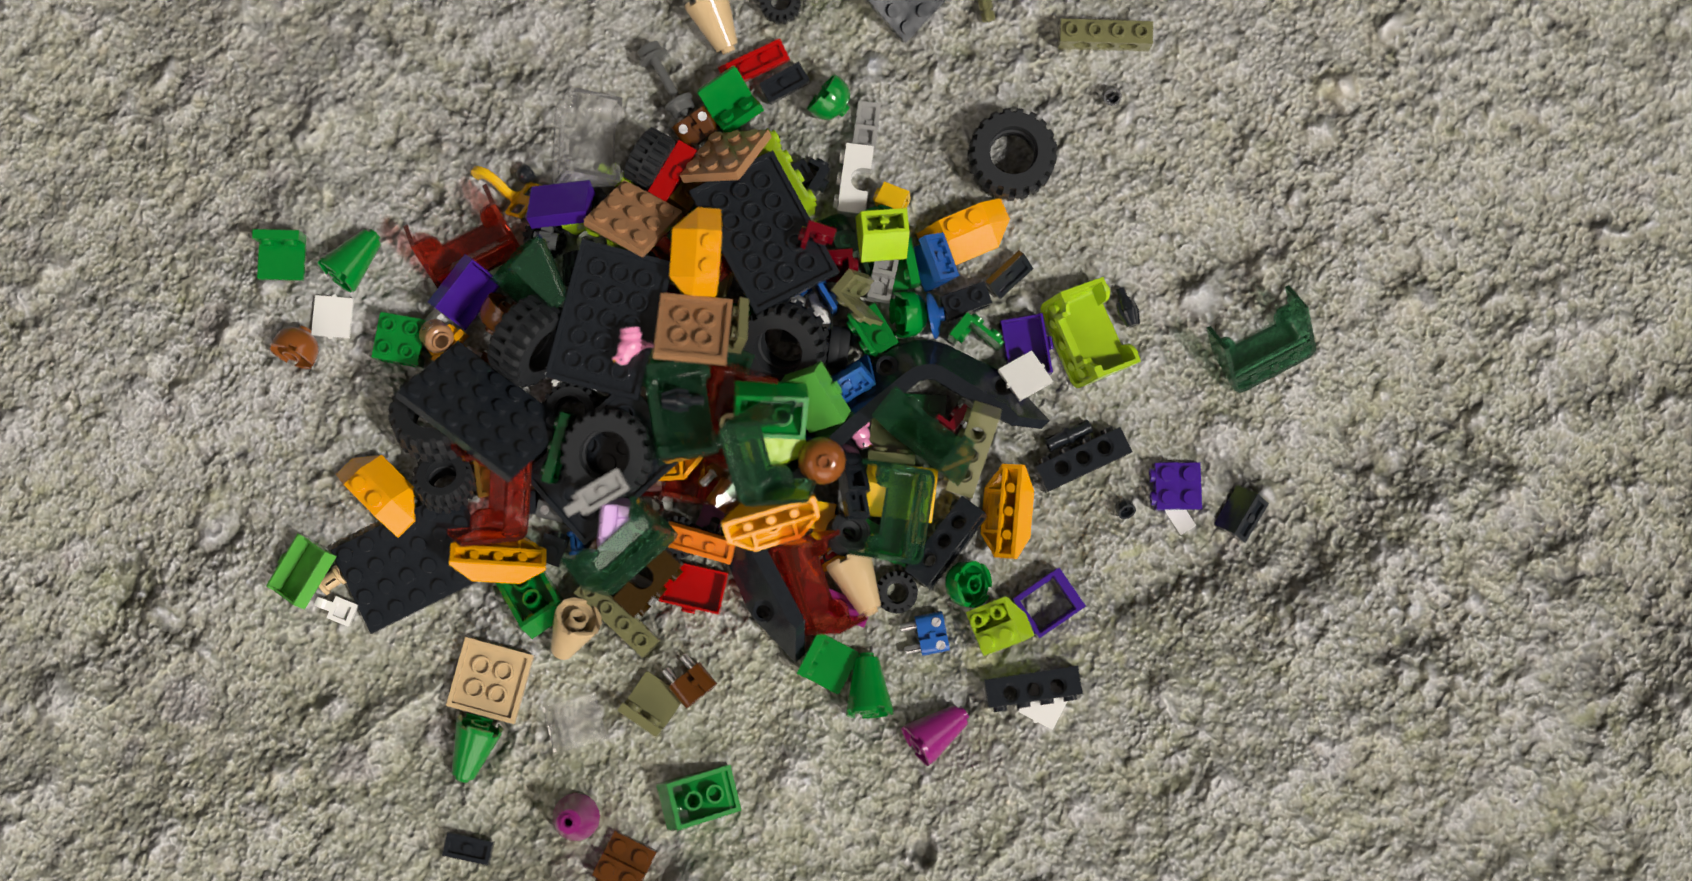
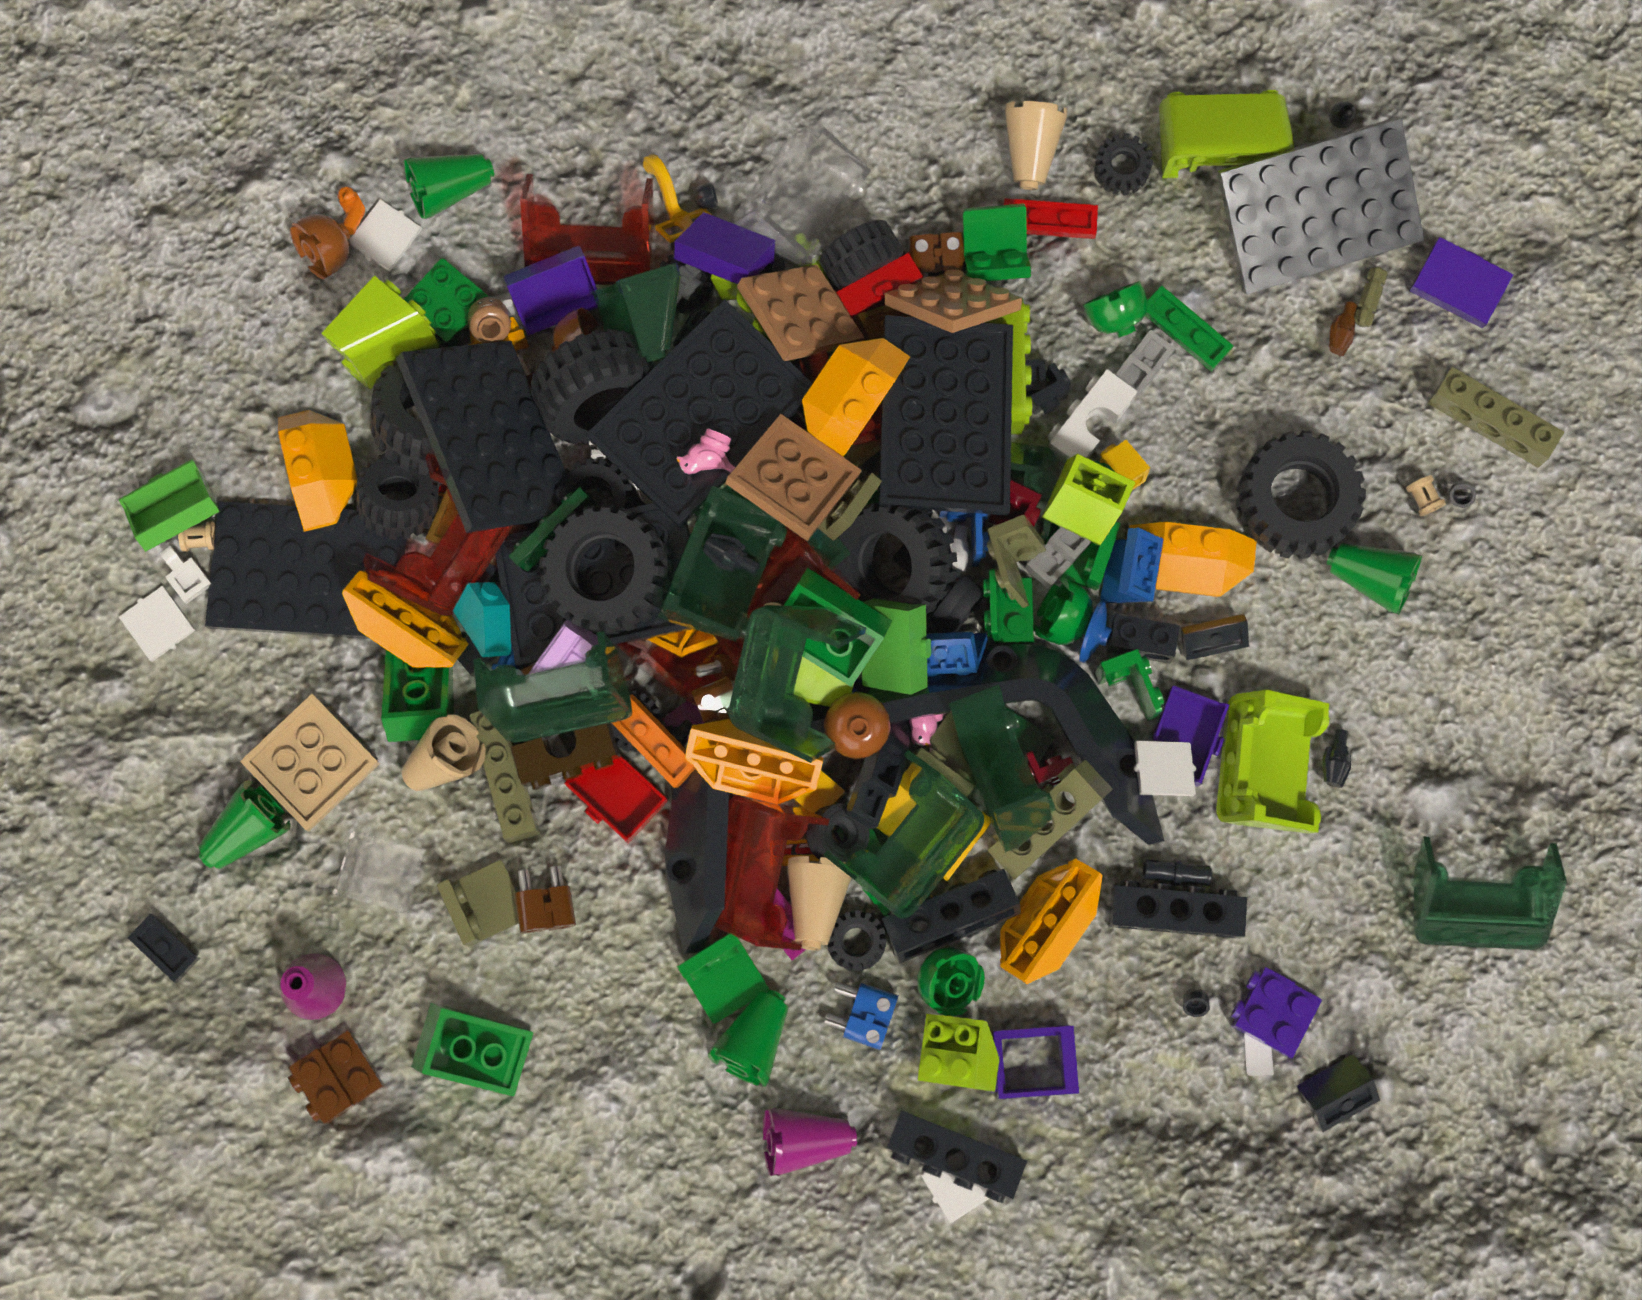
camera: 30 degrees right, 5 degrees down
(280, 254) = (369, 129): green bracket -> none
(301, 311) = (352, 207): none -> orange arm
(338, 649) = (157, 623): none -> white piece
(371, 384) = (377, 329): none -> lime windscreen
(548, 527) = (485, 618): none -> teal slope
(598, 493) = (564, 606): light grey hinge -> none
(651, 55) = (935, 140): dark grey piece -> none
(784, 83) = (1073, 261): black plate -> none
(821, 233) = (1012, 450): dark red bracket -> none
(881, 86) = (1187, 328): none -> green plate
(979, 31) = (1343, 330): none -> reddish brown piece
(1086, 177) = (1376, 572): none -> green cone
(1087, 113) = (1425, 484): none -> tan bush

